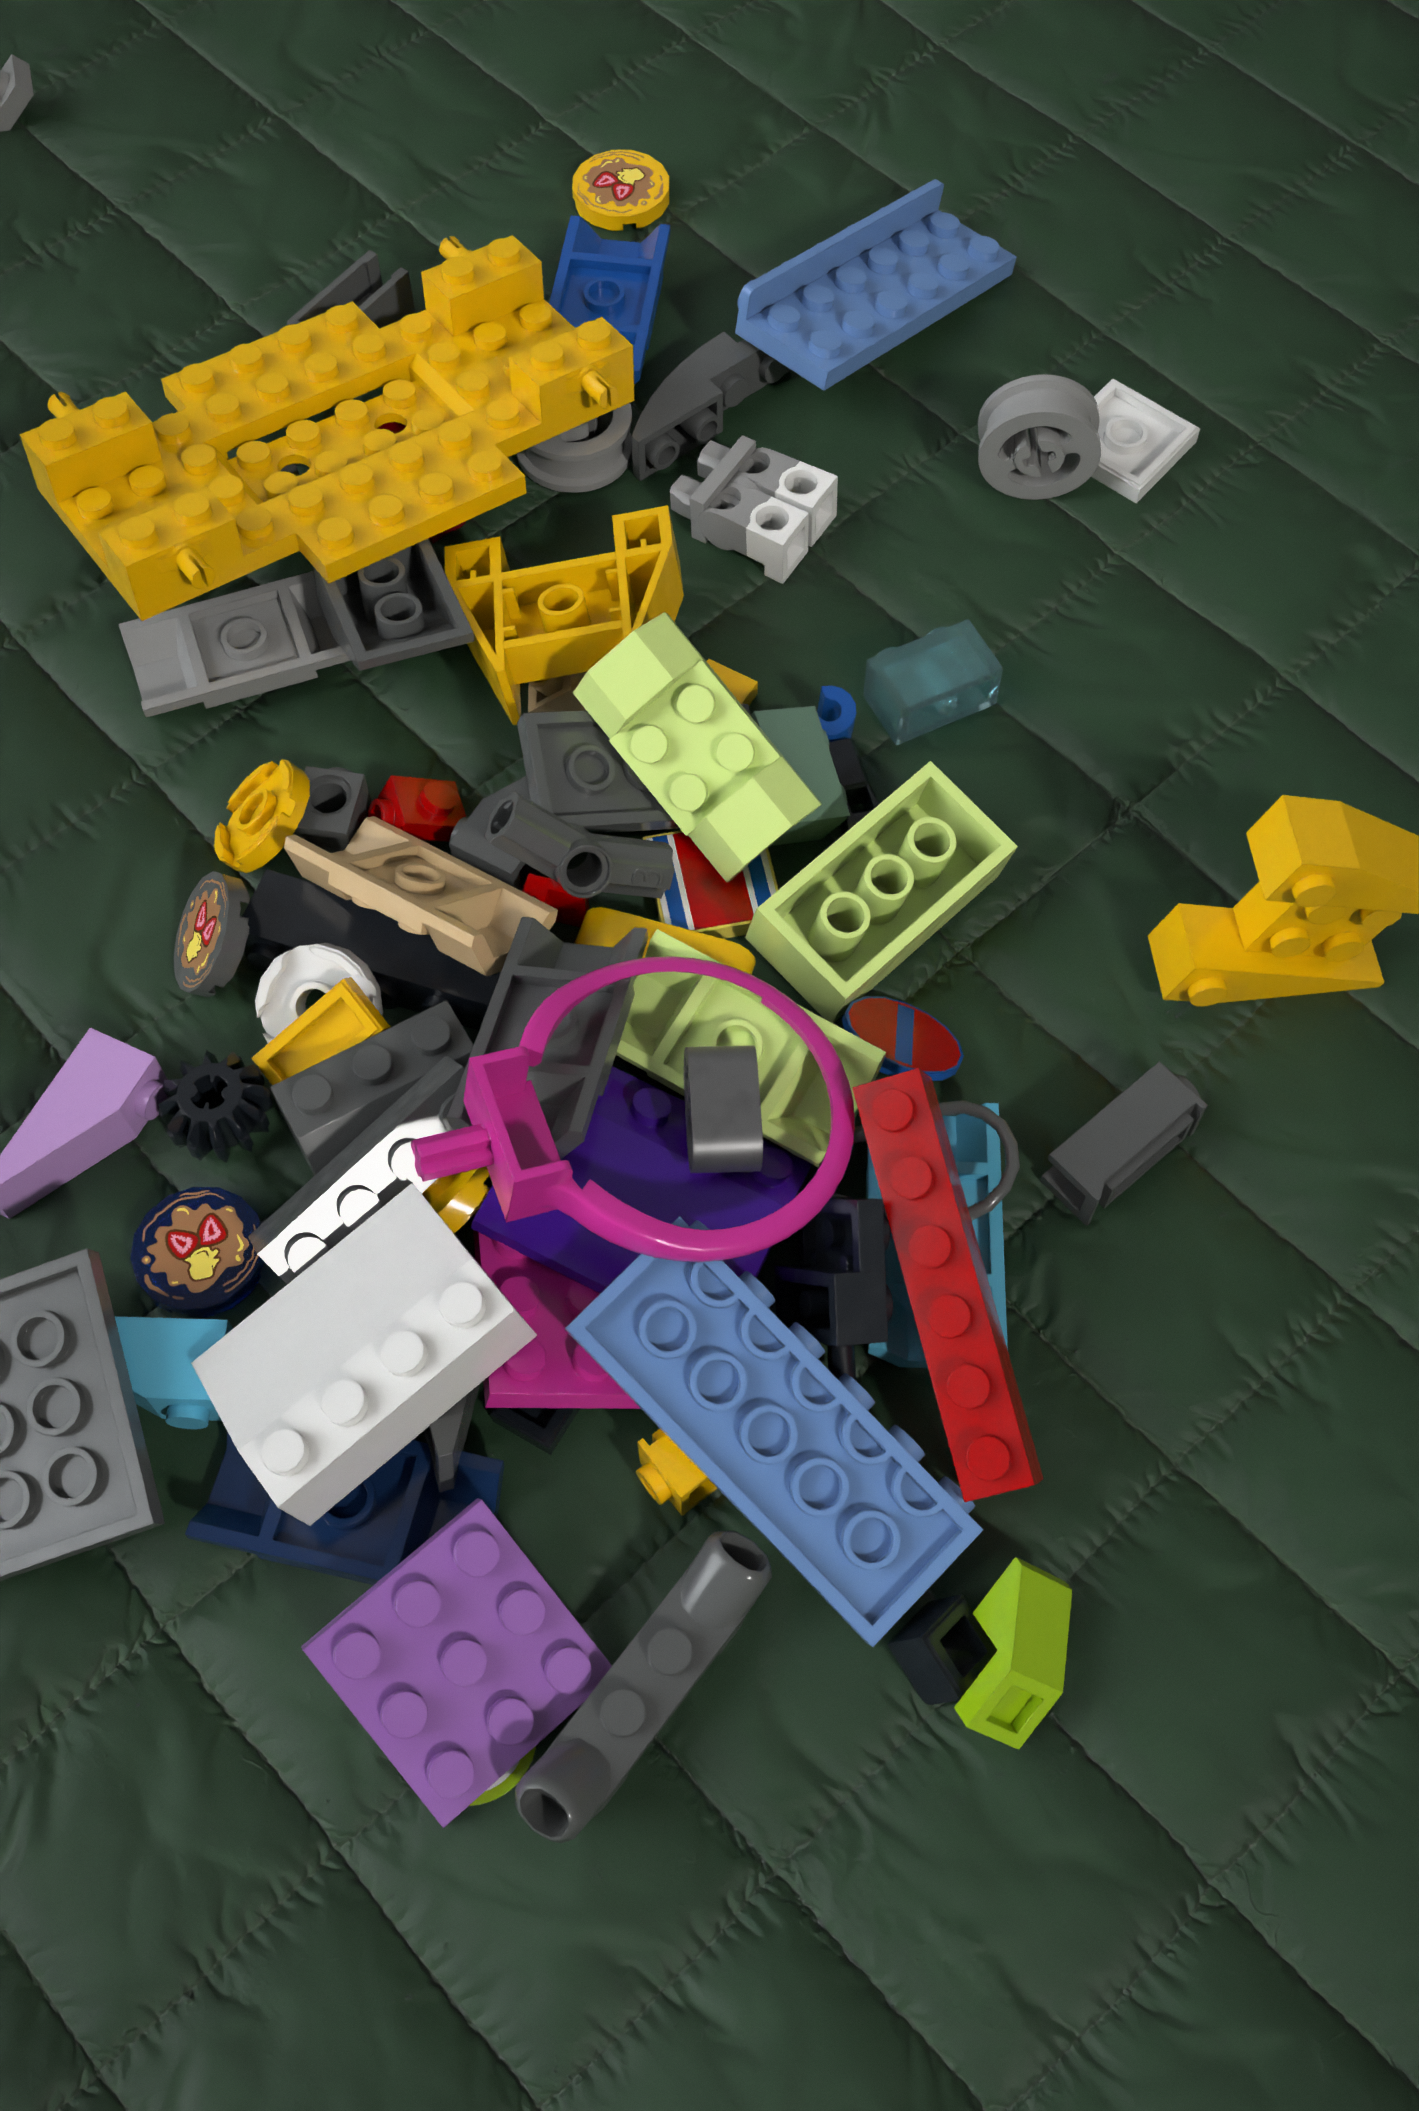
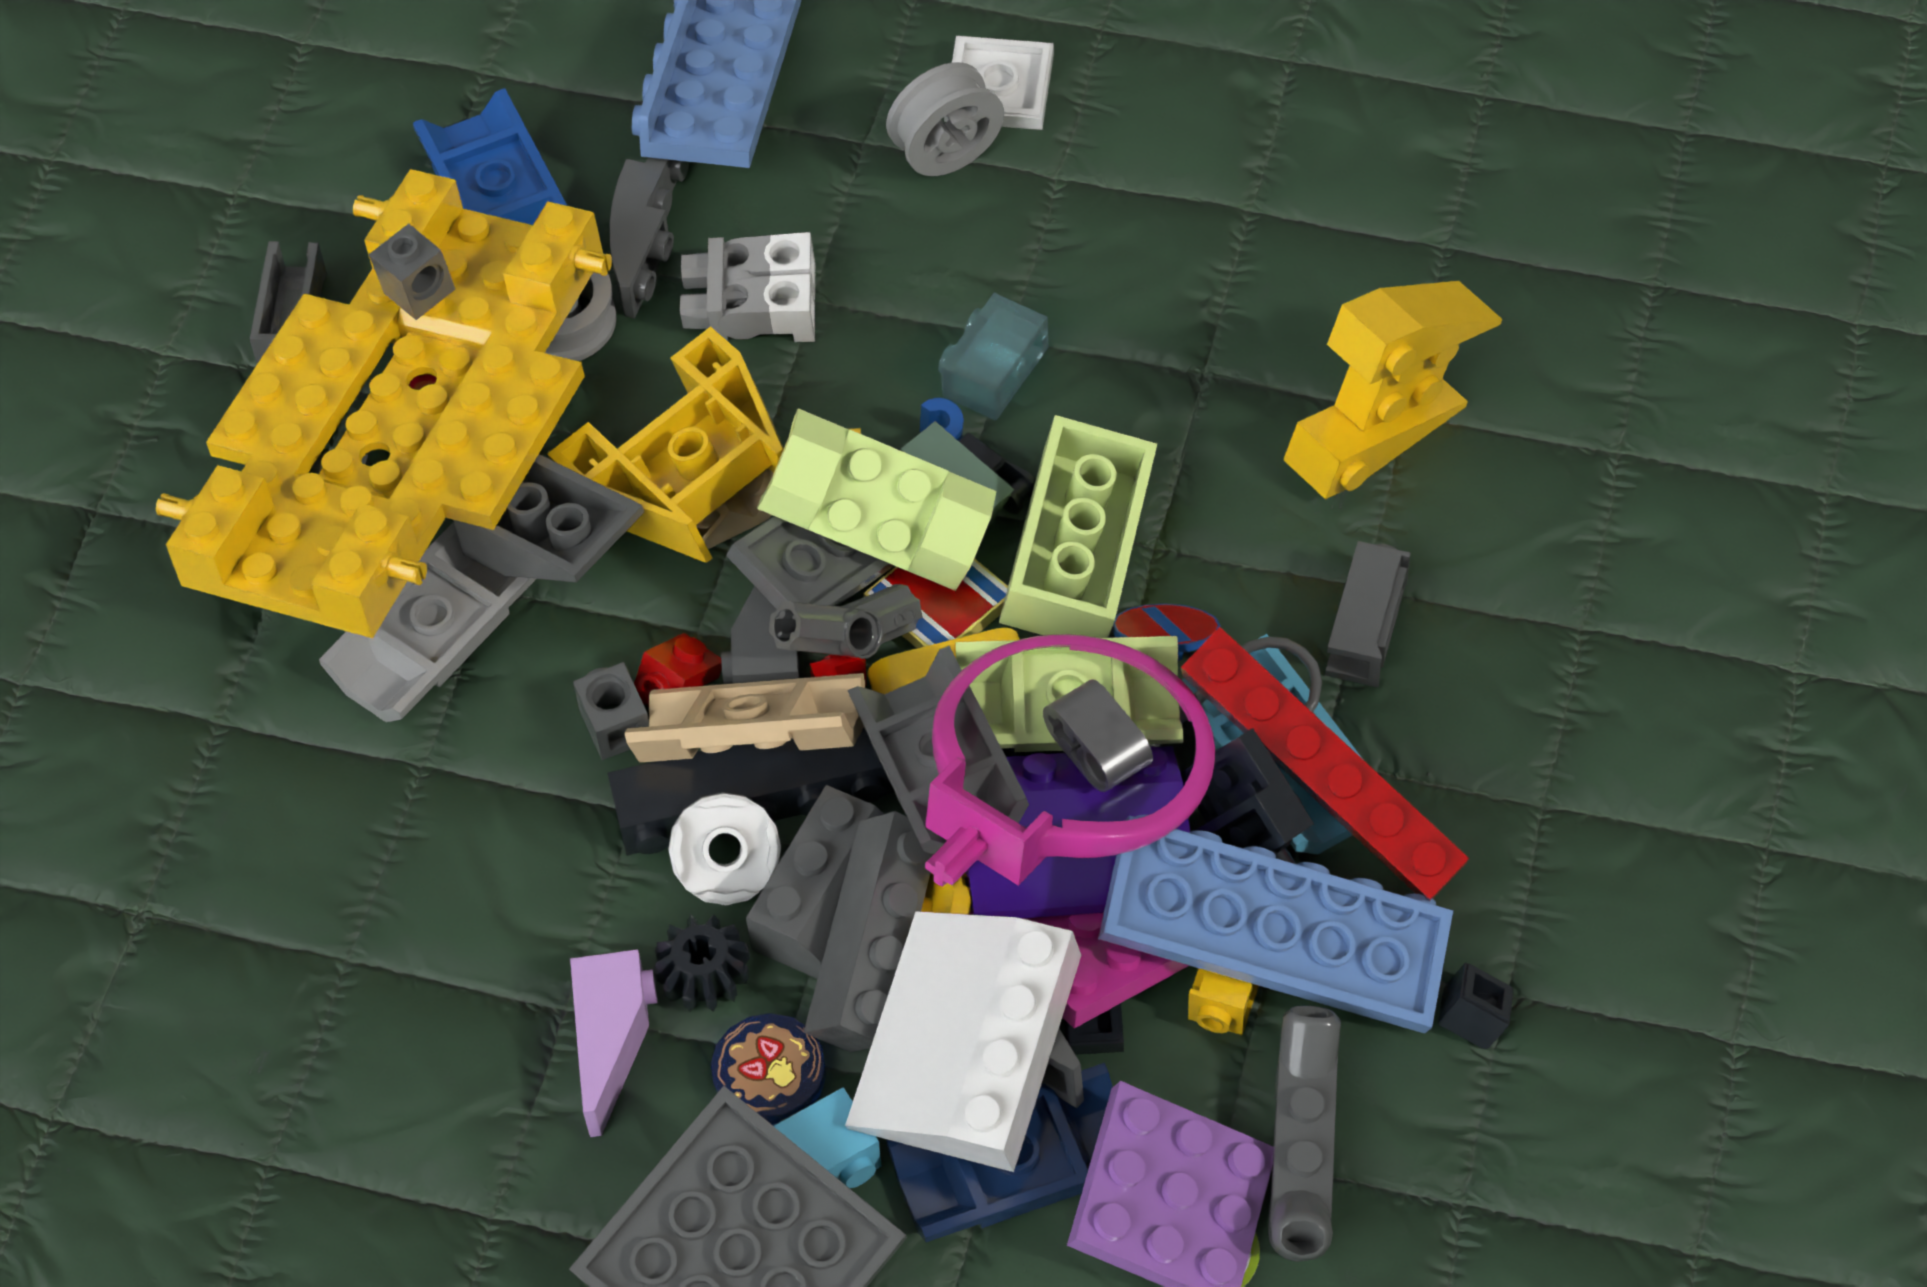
camera: 30 degrees left, 5 degrees down
(211, 935) = (600, 844): dark grey tile -> none
(264, 812) = (564, 738): yellow tile -> none
(323, 1030) = (747, 867): yellow tile -> none
(433, 315) = (412, 271): none -> dark grey brick
(620, 189) = (423, 75): tile -> none
(1029, 1625) = (1539, 981): lime slope -> none

